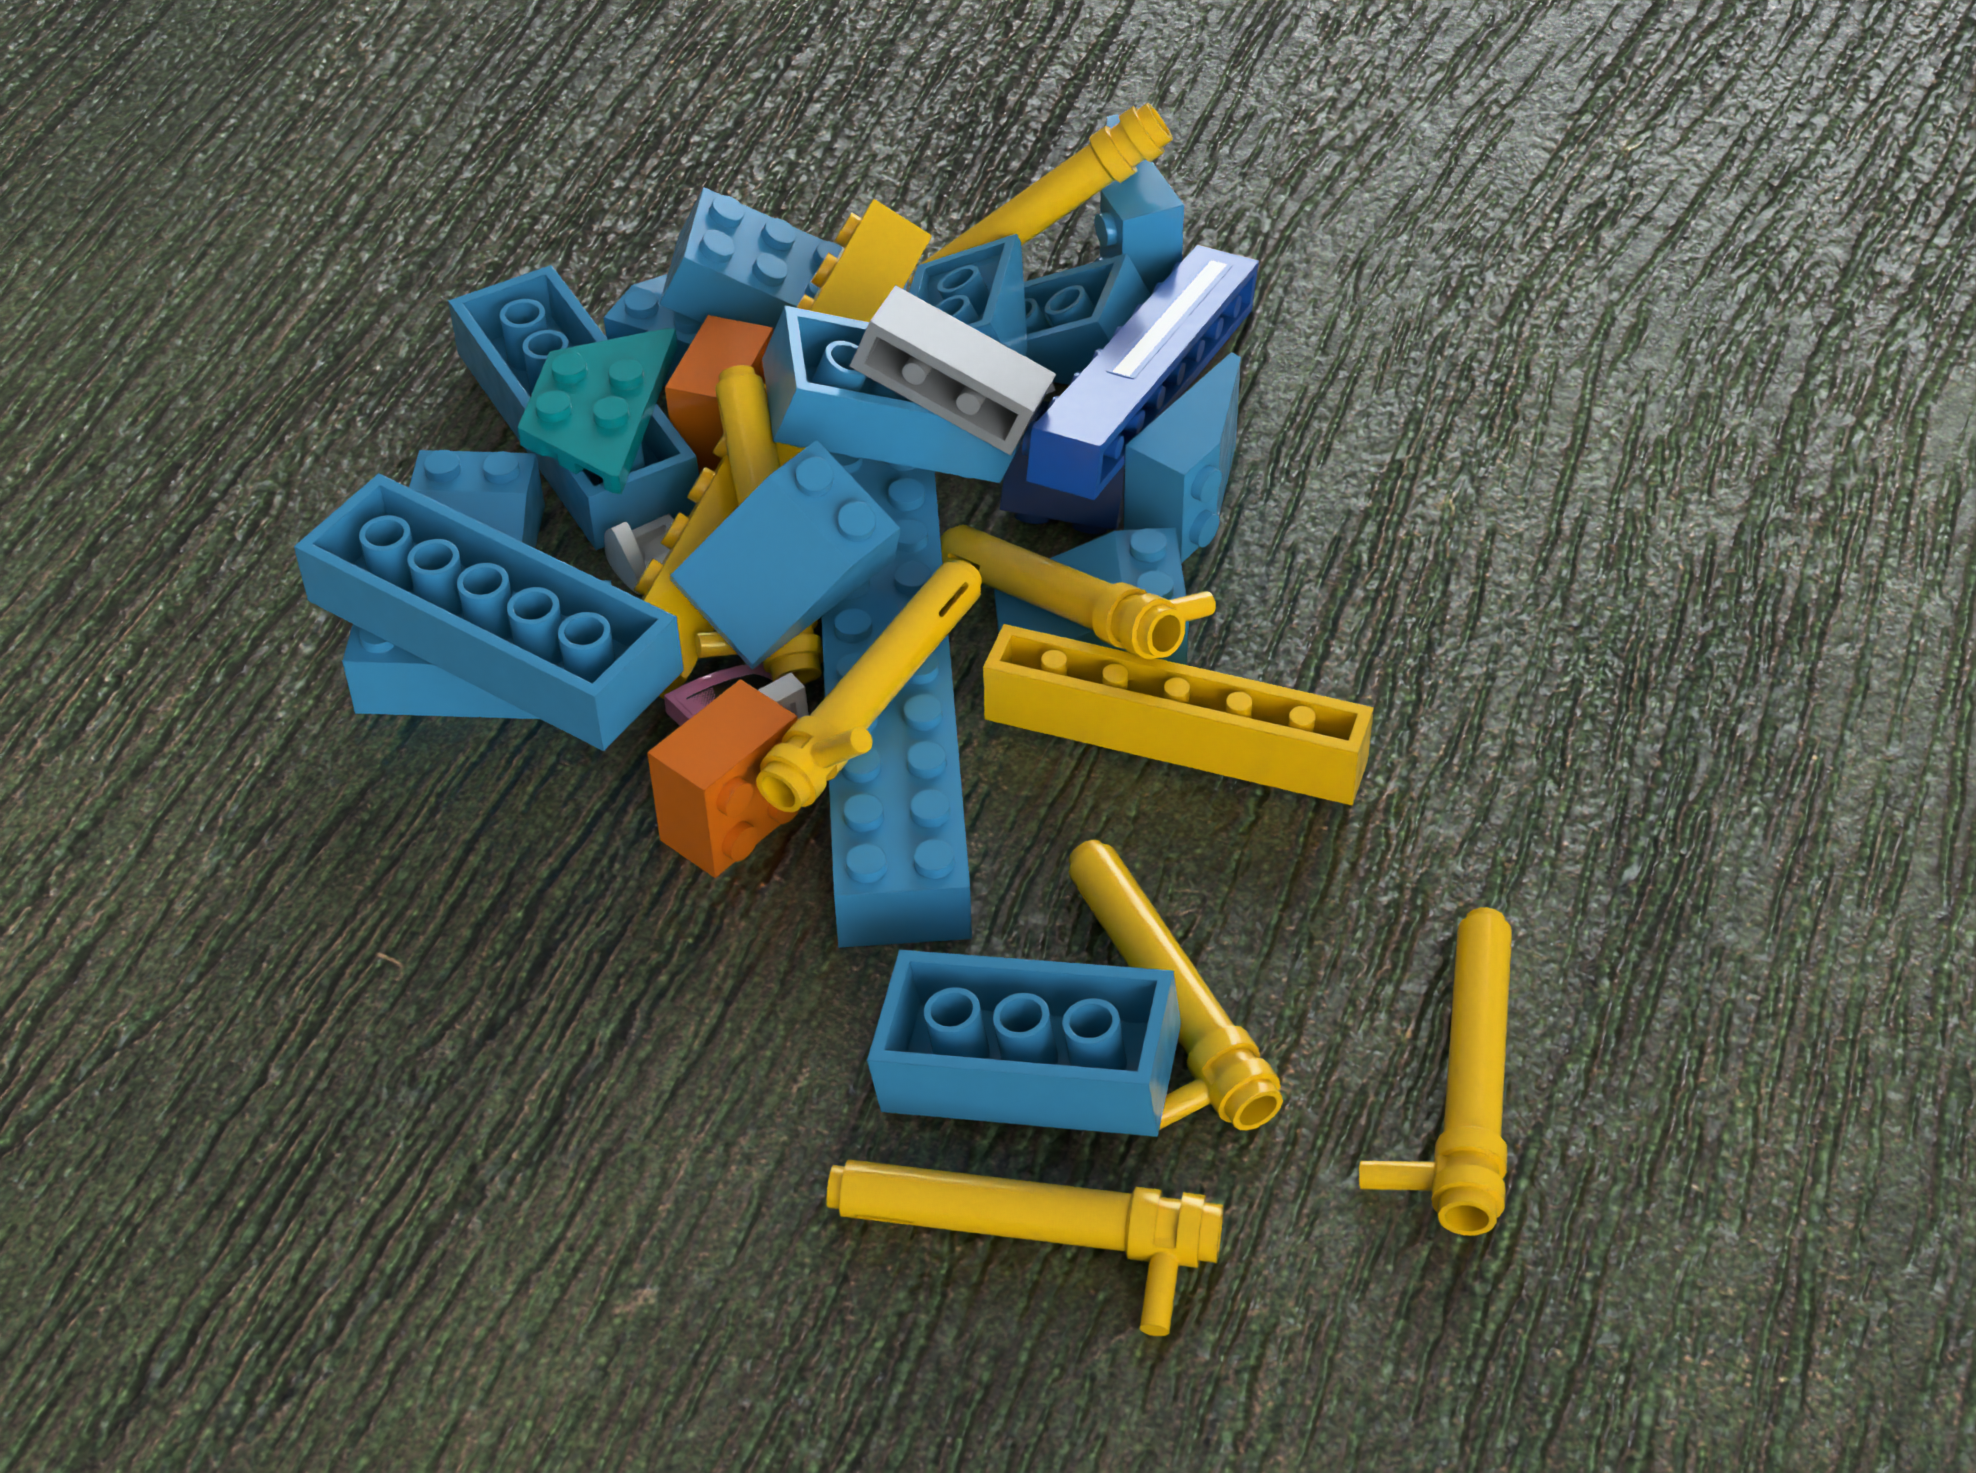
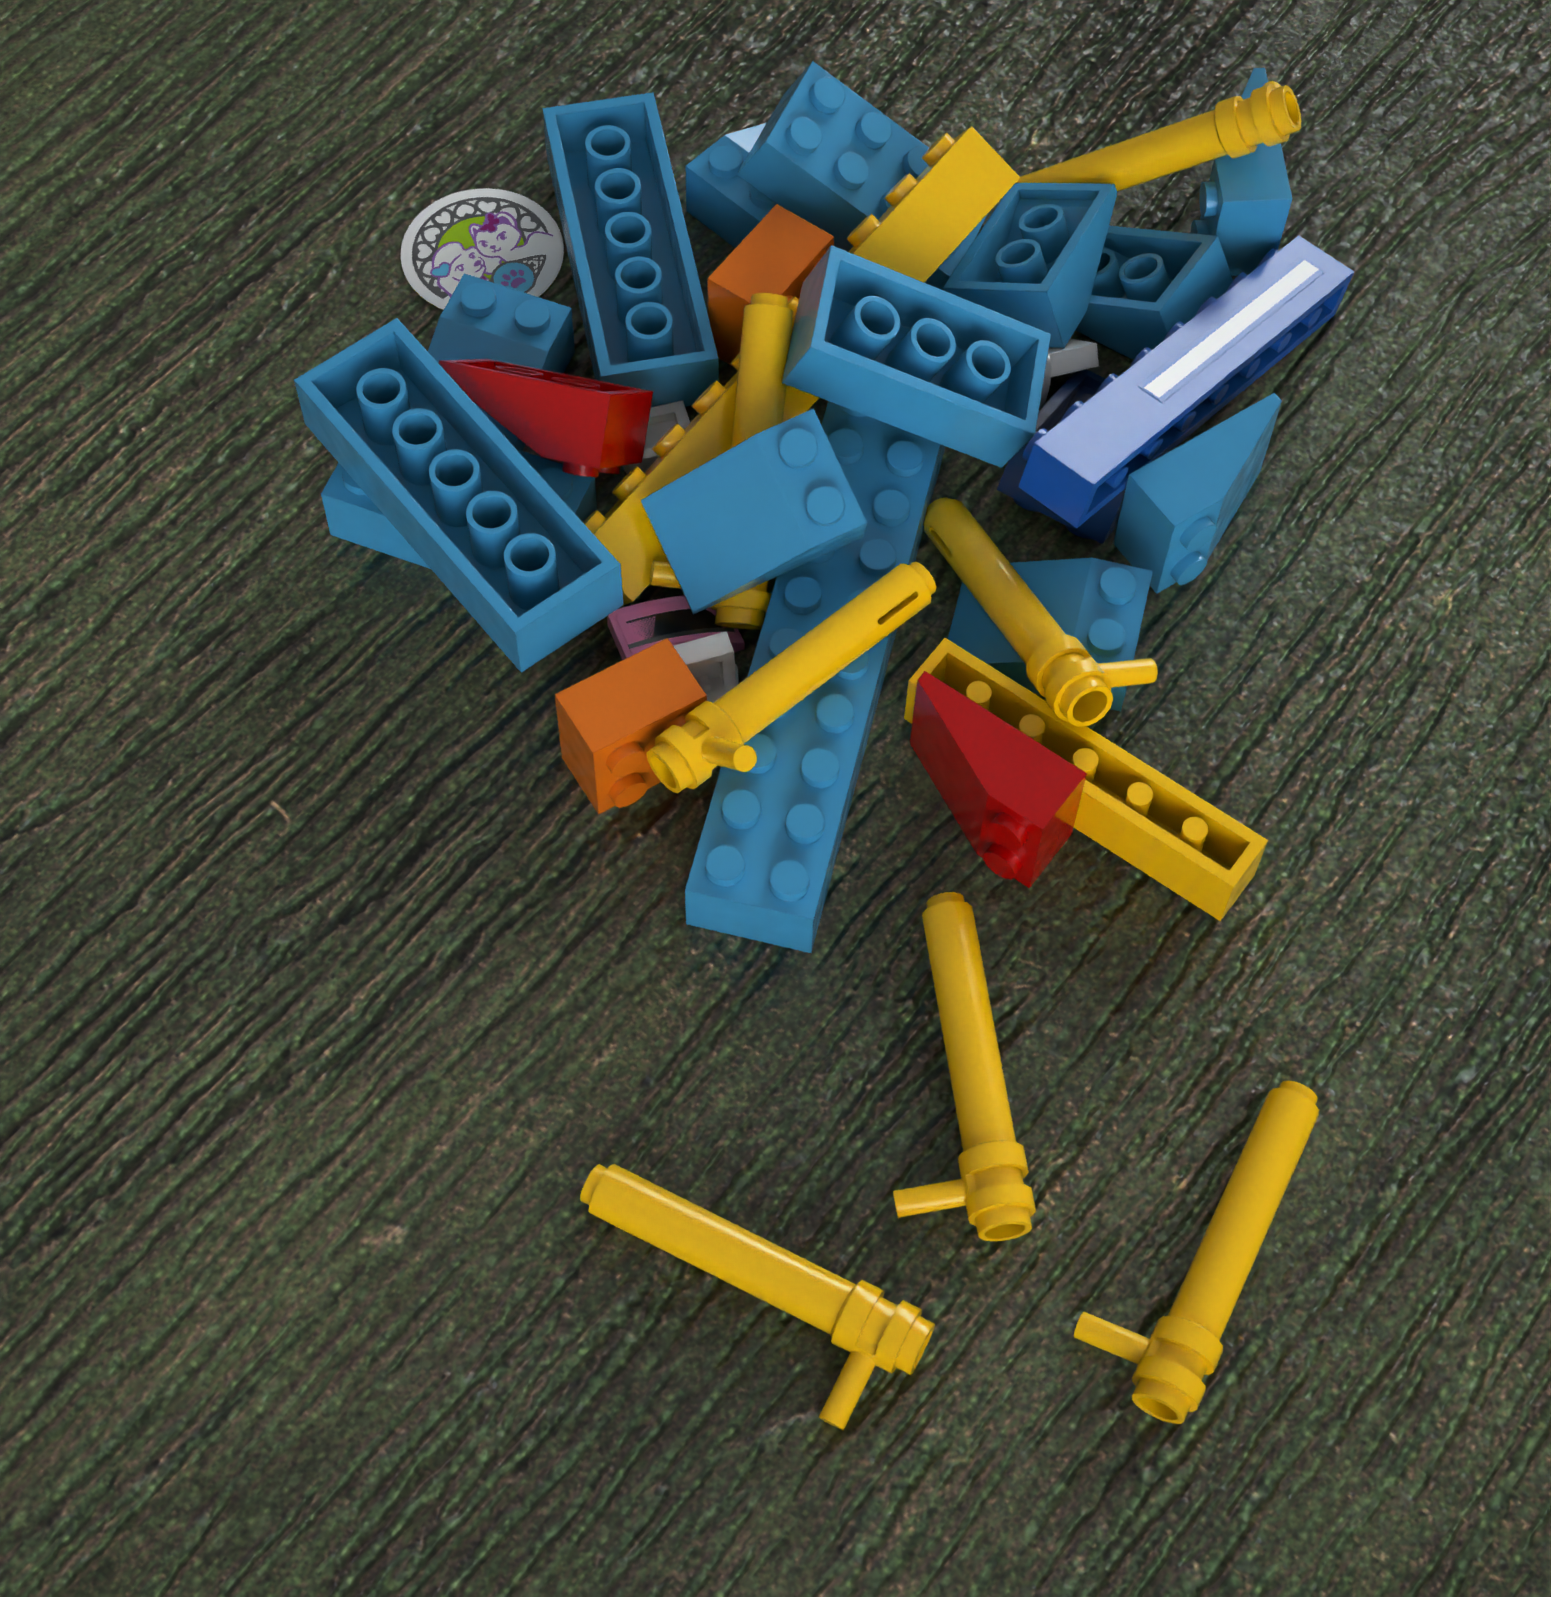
camera: 15 degrees right, 15 degrees up
(393, 433) = (484, 236): none -> sticker
(586, 526) = (560, 415): none -> red slope
(598, 403) = (643, 272): teal wing -> none
(952, 369) = (975, 358): light grey brick -> none
(1026, 1042) = (811, 1100): dark azure brick -> none
(1093, 732) = (1000, 784): none -> red slope

